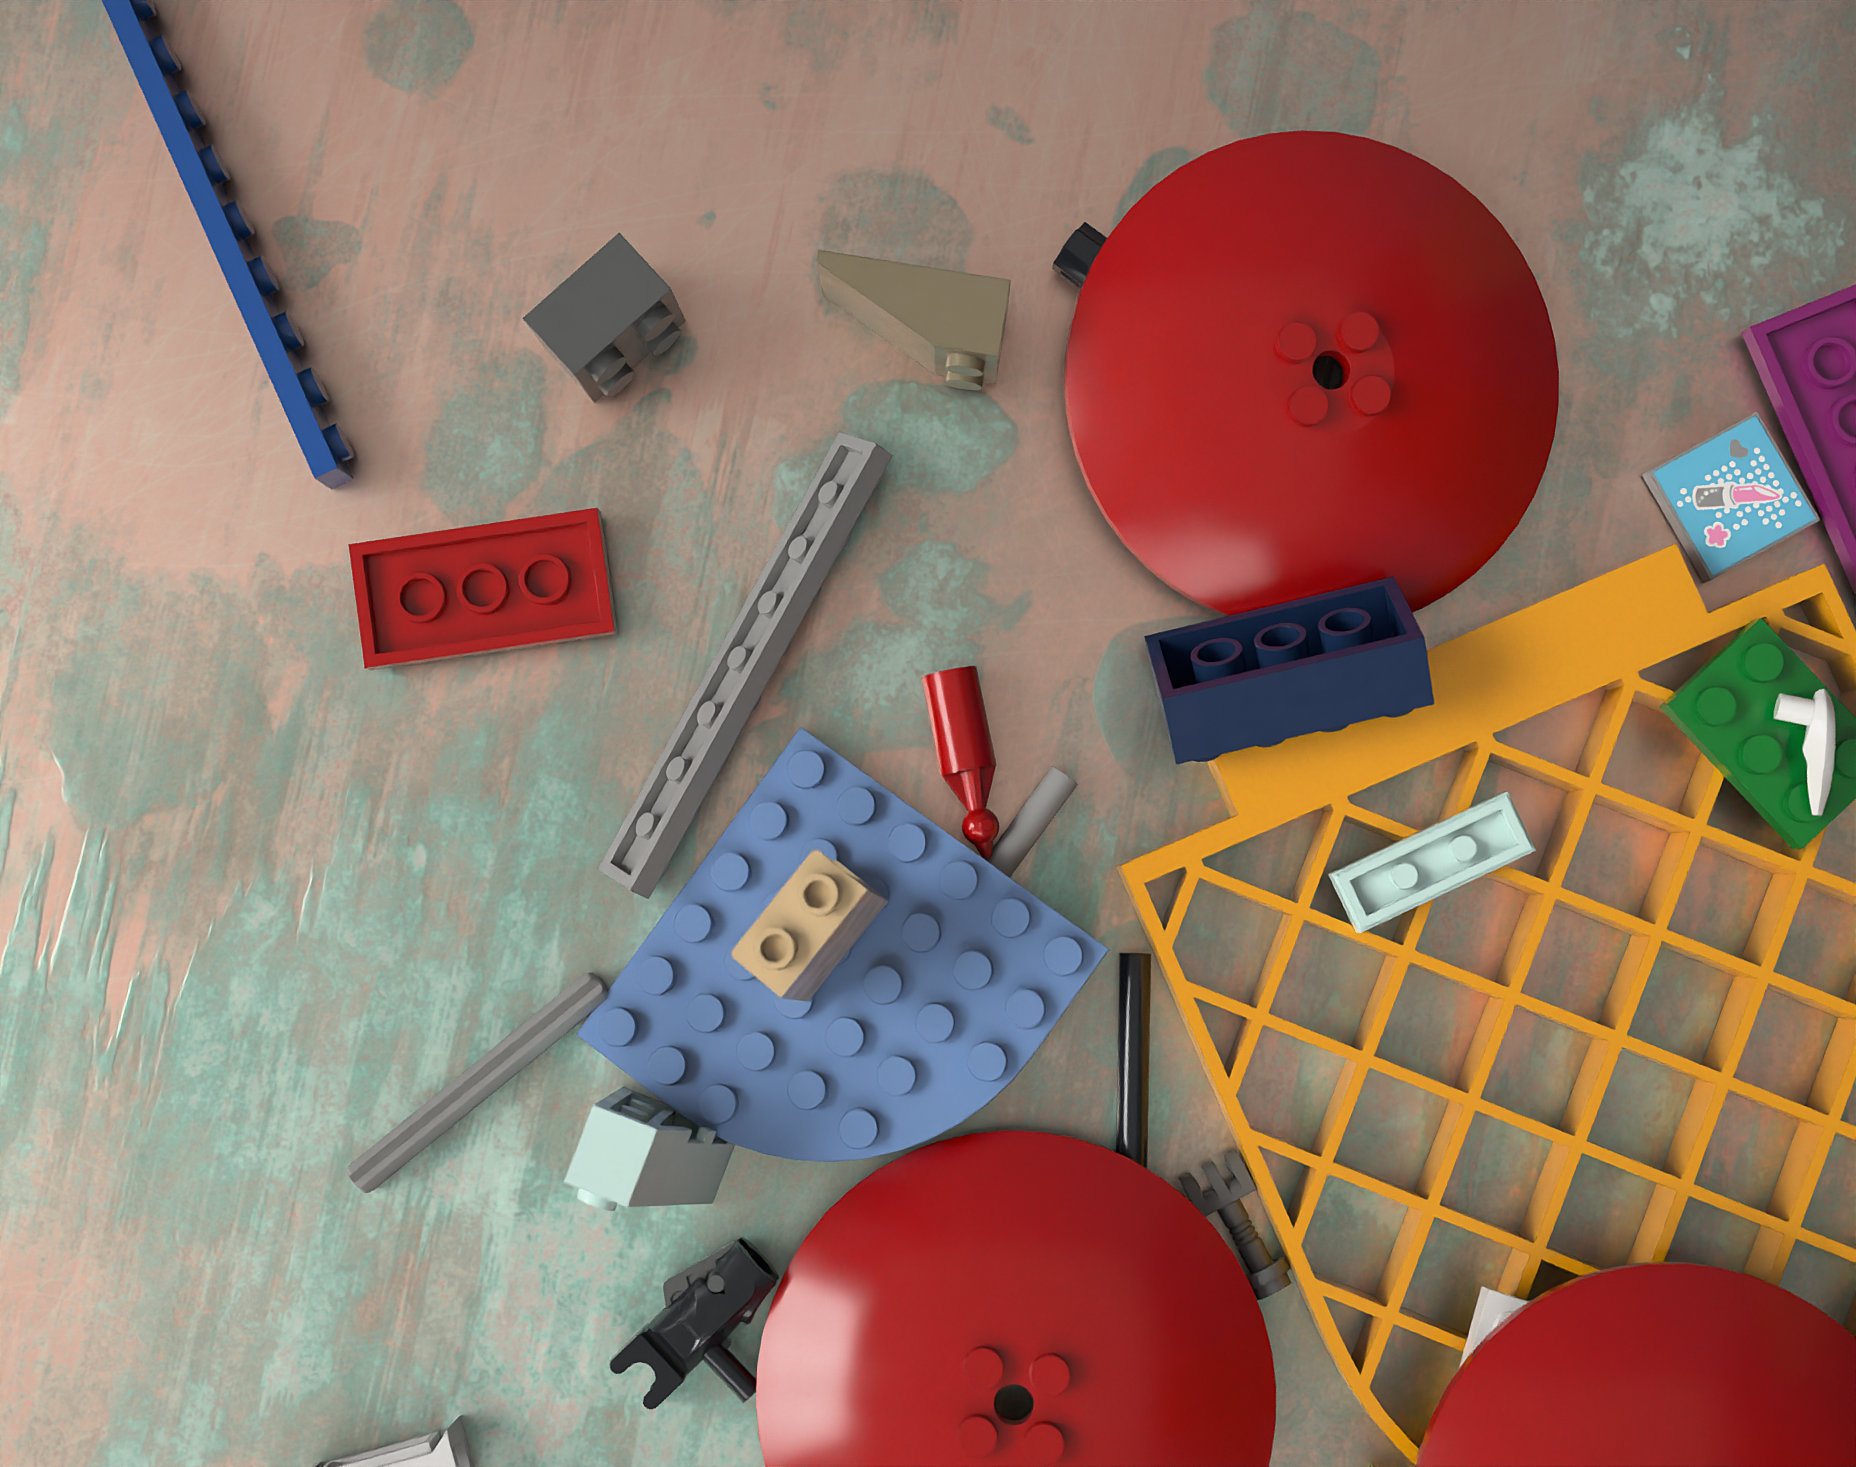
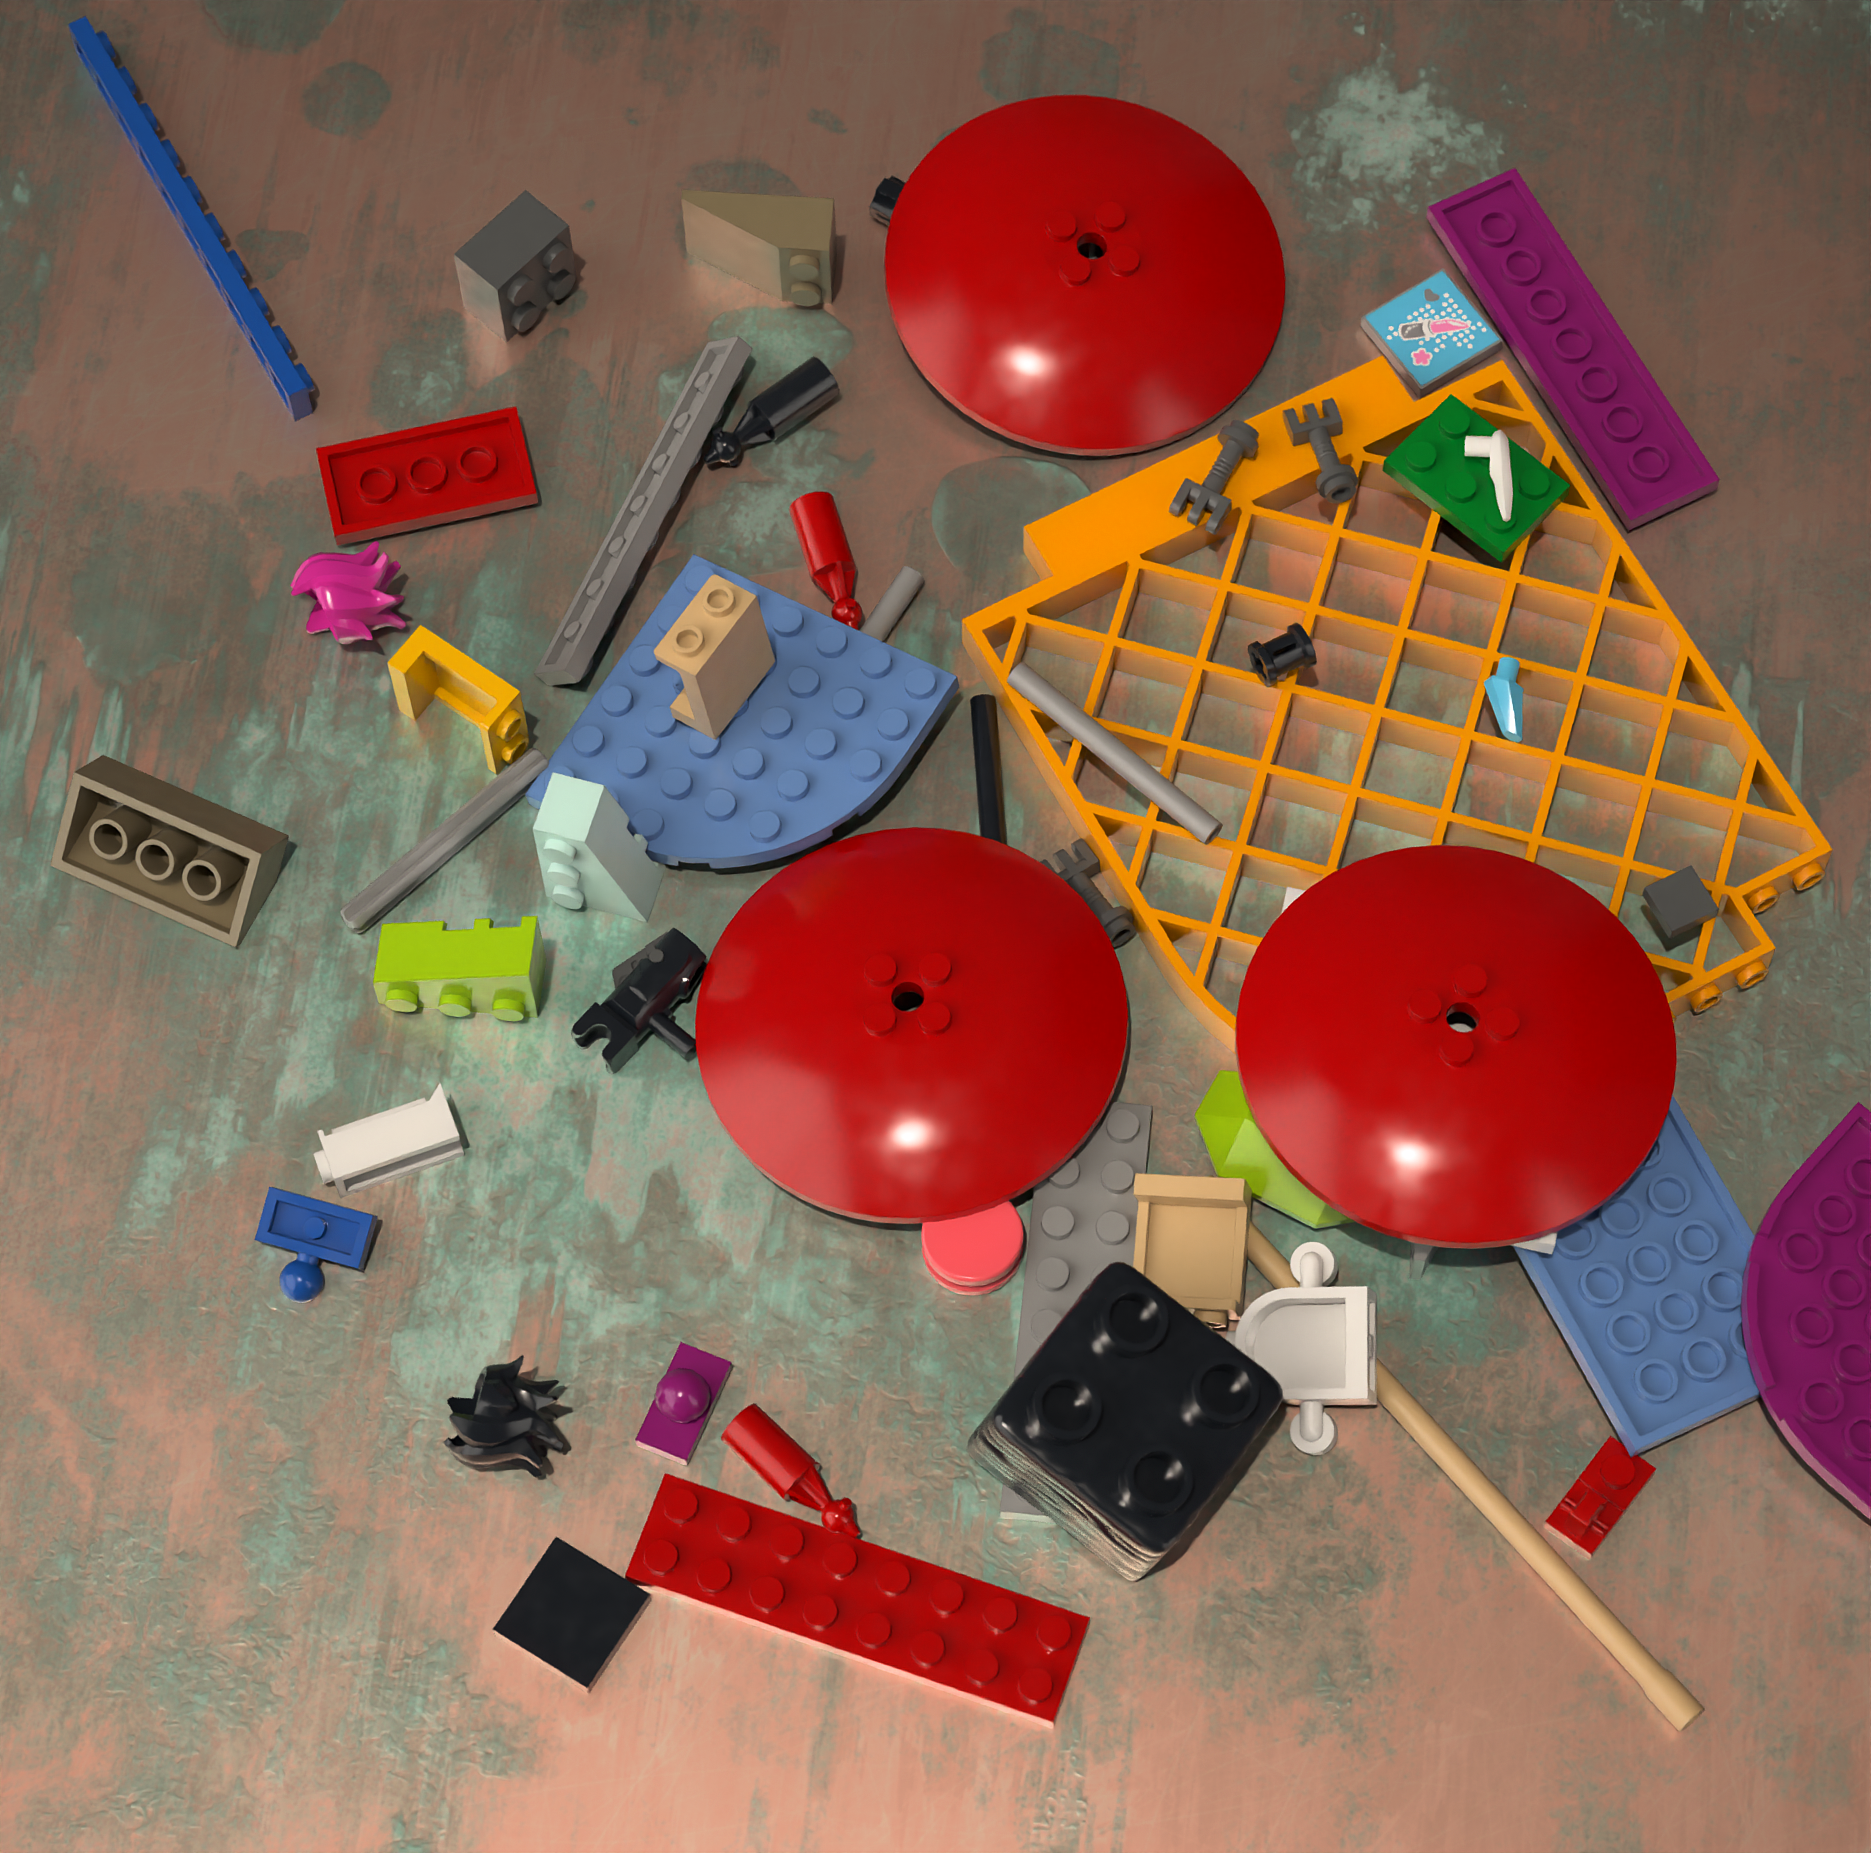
camera: 10 degrees left, 20 degrees down
(144, 1068) = (167, 849): none -> dark tan slope
(374, 756) = (349, 593): none -> dark pink hair
(470, 873) = (434, 669): none -> yellow panel
(482, 1270) = (462, 969): none -> lime wedge
(916, 538) = (776, 410): none -> black wheel
(1289, 670) = (1080, 463): dark blue brick -> none
(1293, 1076) = (1114, 753): none -> light grey piece
(1431, 862) = (1210, 592): light aqua tile -> none
(1486, 660) = (1238, 441): none -> dark grey hinge
(1513, 966) = (1282, 654): none -> black bush
(1605, 729) = (1337, 480): none -> dark grey hinge
(1782, 1045) = (1507, 698): none -> medium azure bar

